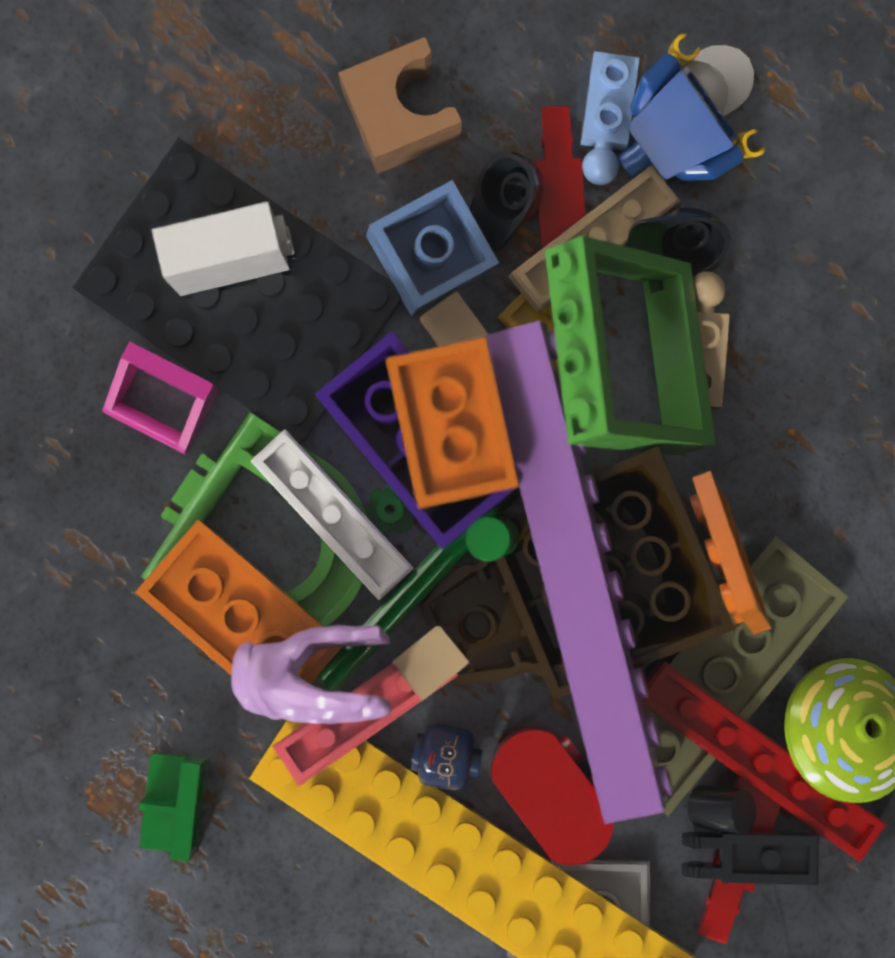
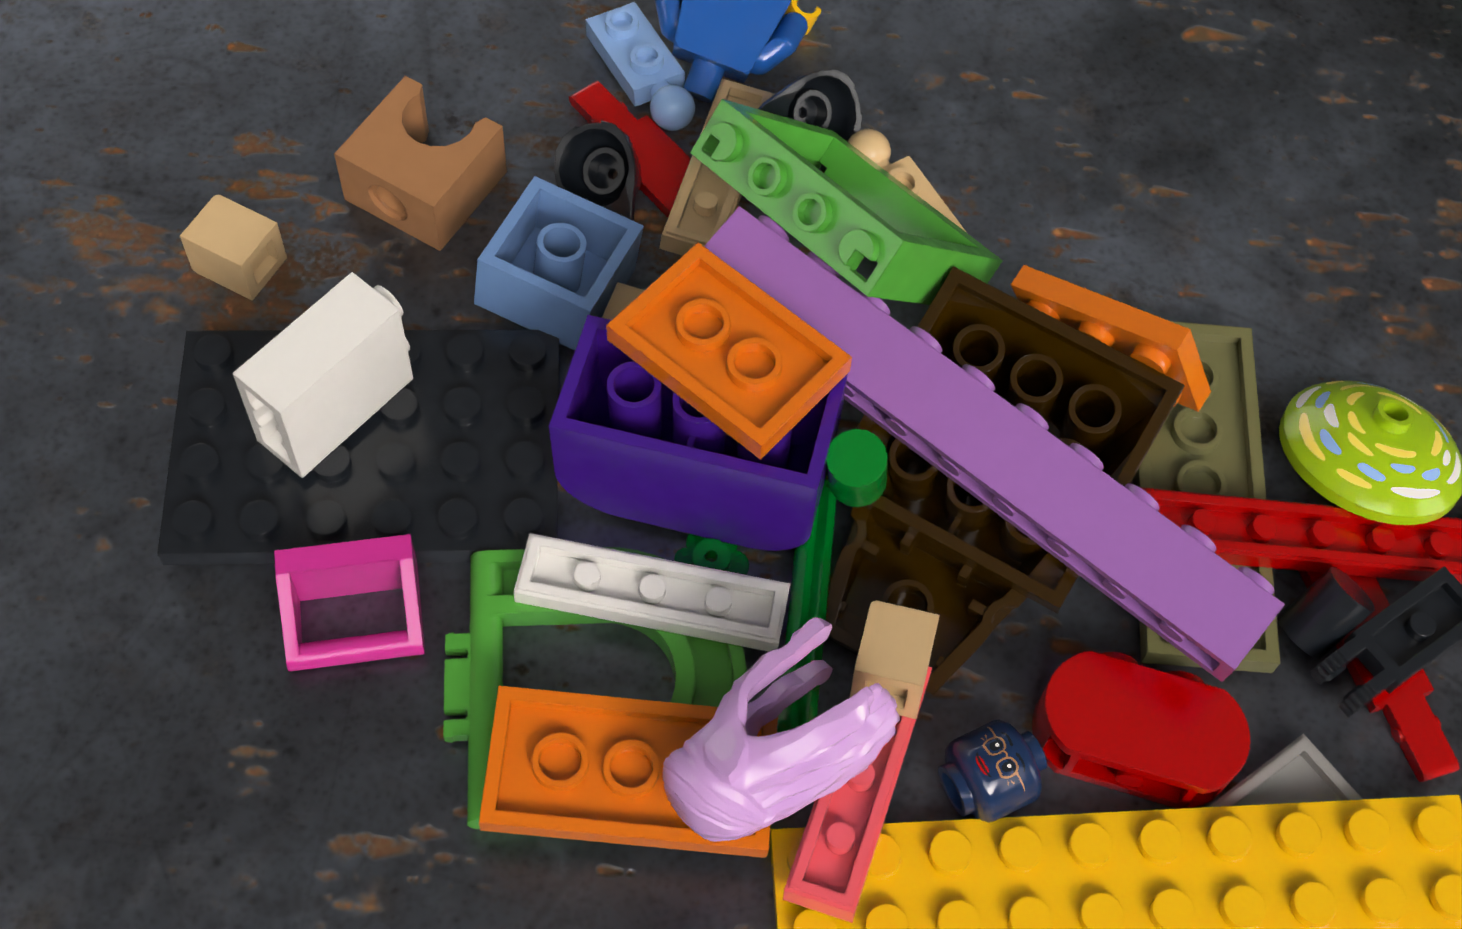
camera: 40 degrees left, 25 degrees down
(242, 92) = (234, 246): none -> tan panel

